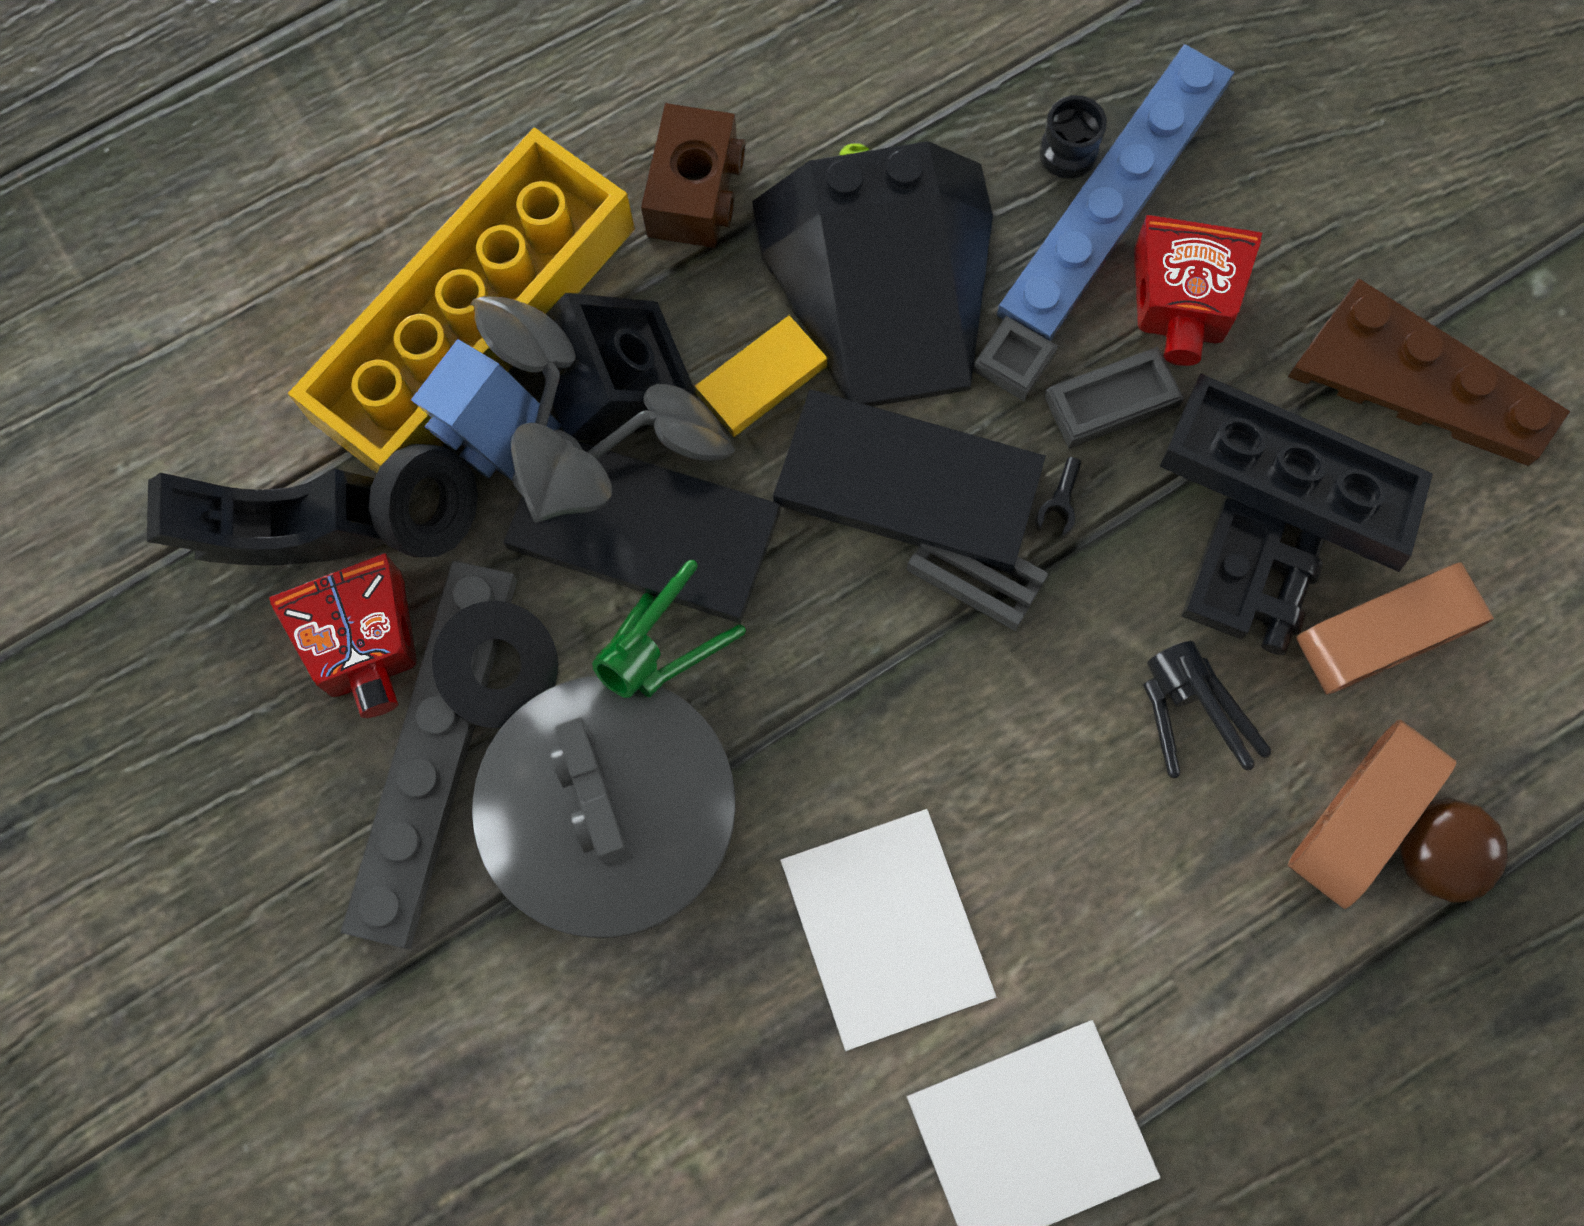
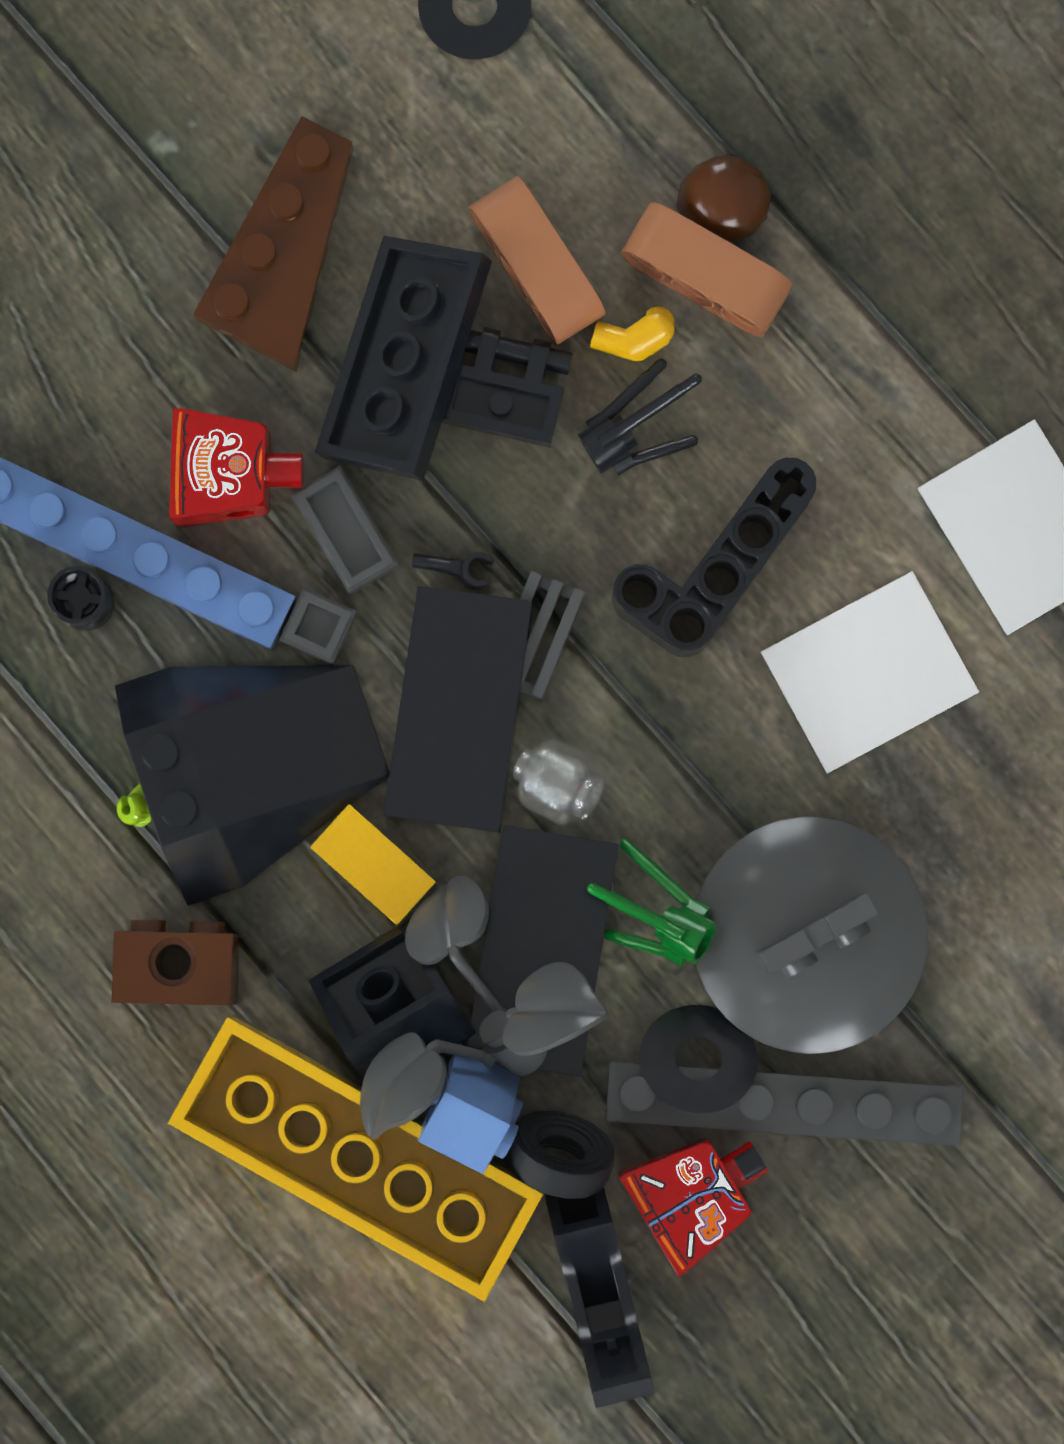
camera: 100 degrees left, 10 degrees up
(815, 564) = (558, 781): none -> clear head
(1044, 780) = (726, 553): none -> black beam
(1295, 728) = (639, 339): none -> yellow arm

